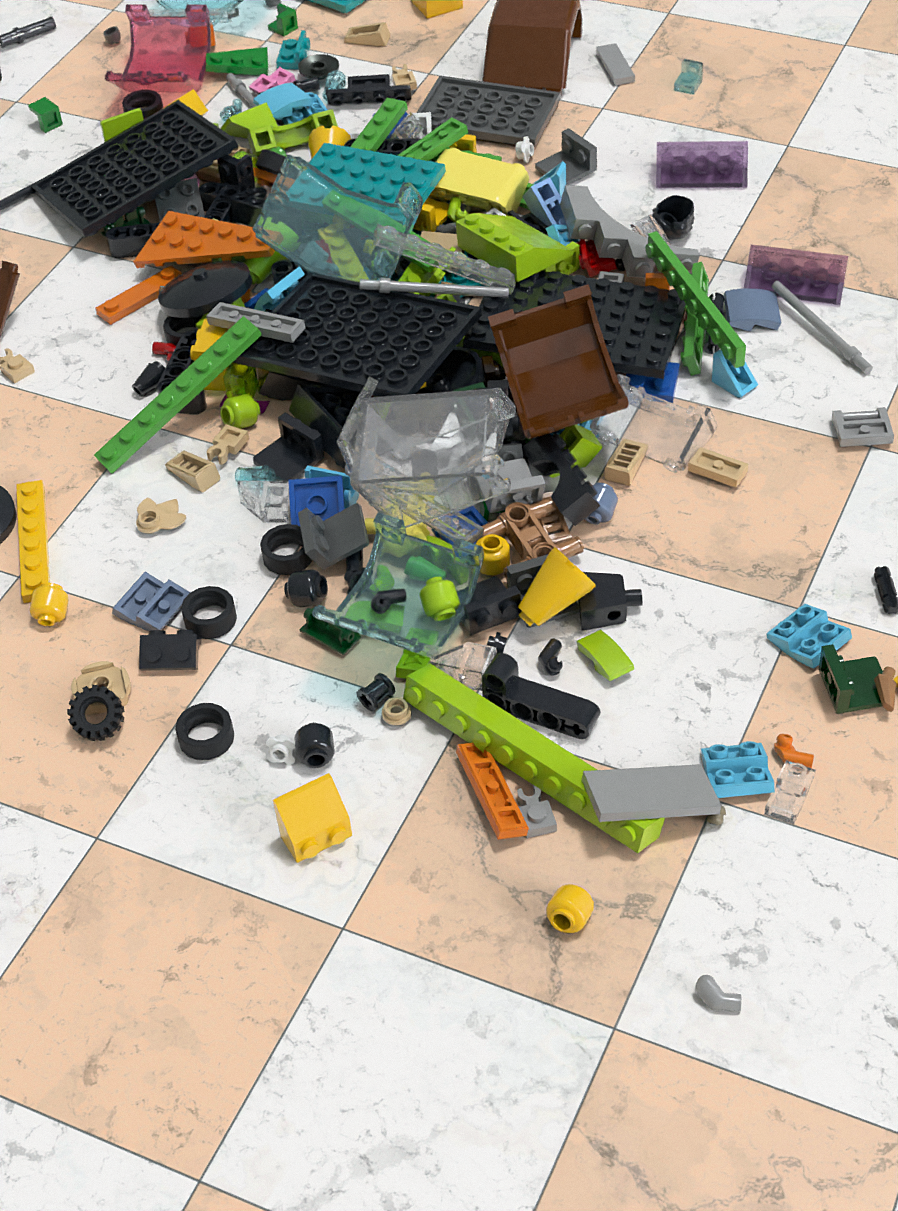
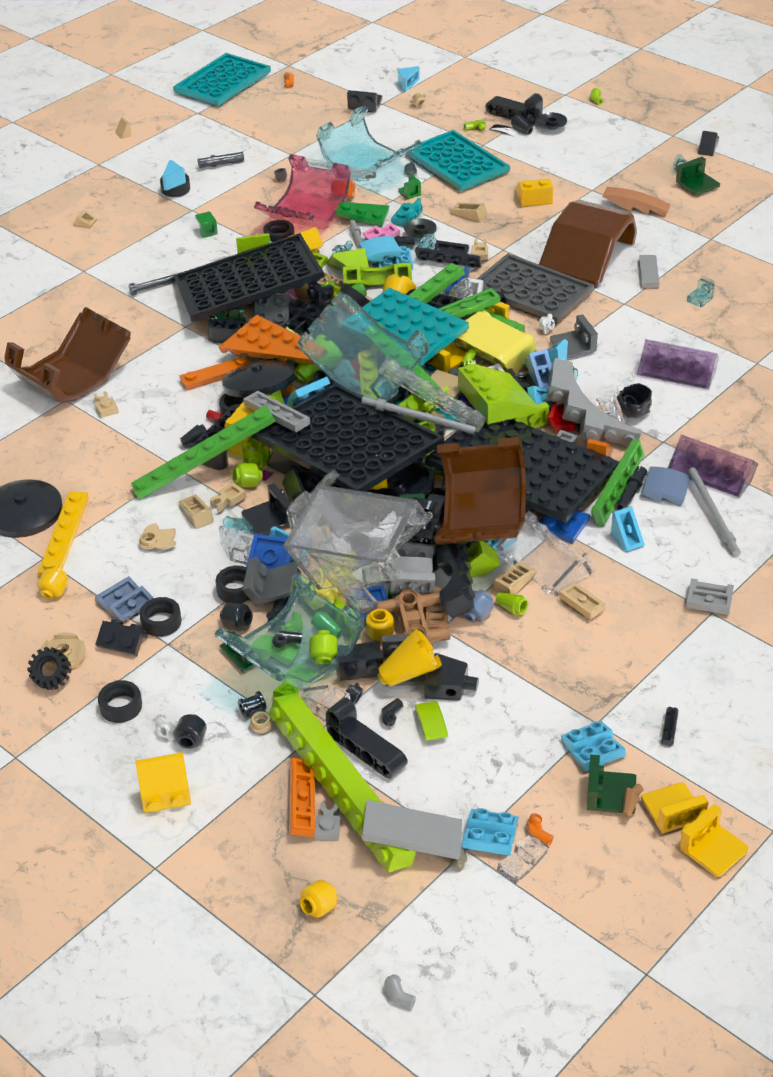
camera: 15 degrees right, 5 degrees down
(639, 489) = (513, 603): none -> lime cone
(696, 300) = (614, 468): bright green plate -> none

